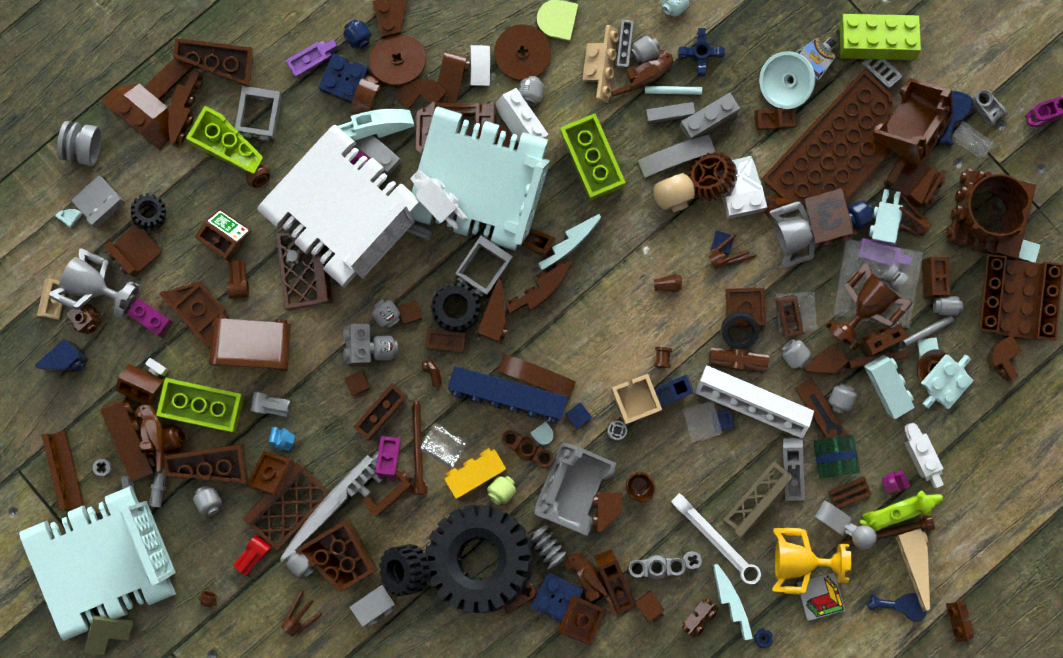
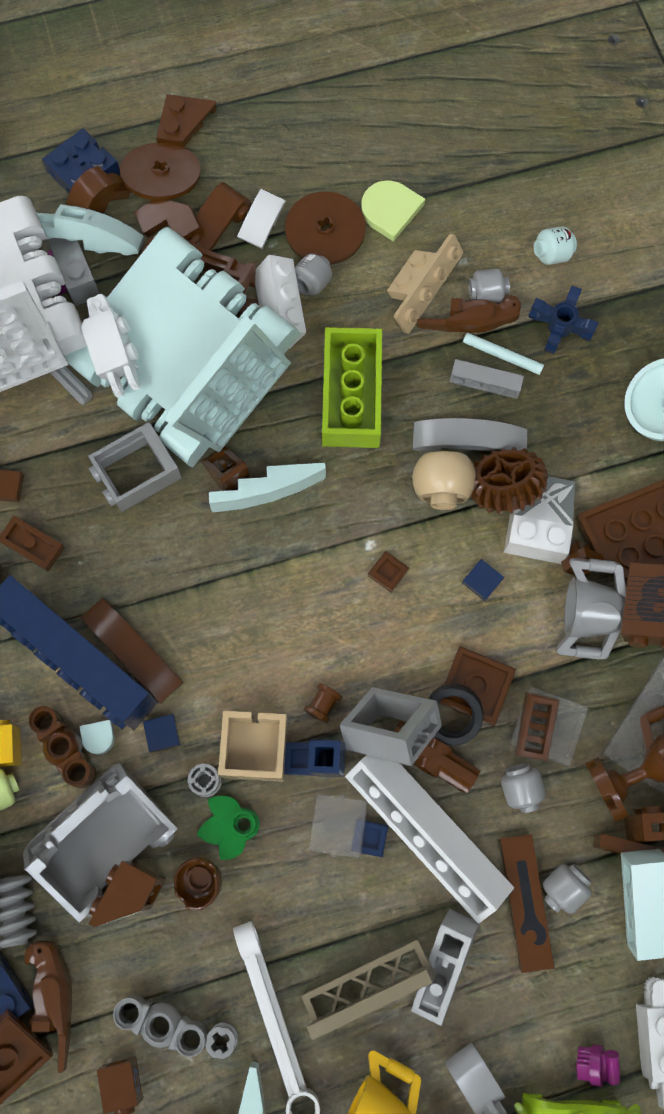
camera: 25 degrees right, 10 degrees down
(311, 57) = (55, 126): medium lavender hinge -> none
(357, 34) = (126, 122): dark blue head -> none
(450, 291) = (53, 486): black tyre -> none
(494, 321) = (112, 542): reddish brown slope -> none
(547, 285) = (209, 530): reddish brown slope -> none
(614, 581) = (86, 1015): reddish brown slope -> none
(624, 44) = (463, 270): light grey piece -> none
(639, 452) = (224, 828): none -> green plate
(664, 262) = (388, 571): none -> reddish brown tile
(668, 283) = (383, 603): reddish brown cone -> none
(708, 366) = (400, 747): none -> light grey window
(709, 117) = (539, 403): light grey brick -> none
(719, 258) = (468, 600): reddish brown plant -> none
(775, 119) = (628, 447): reddish brown slope -> none
(828, 362) = (567, 822): reddish brown slope -> none
(836, 456) = (520, 978): clear green slope -> none
(865, 487) = (545, 1048): reddish brown tile -> none

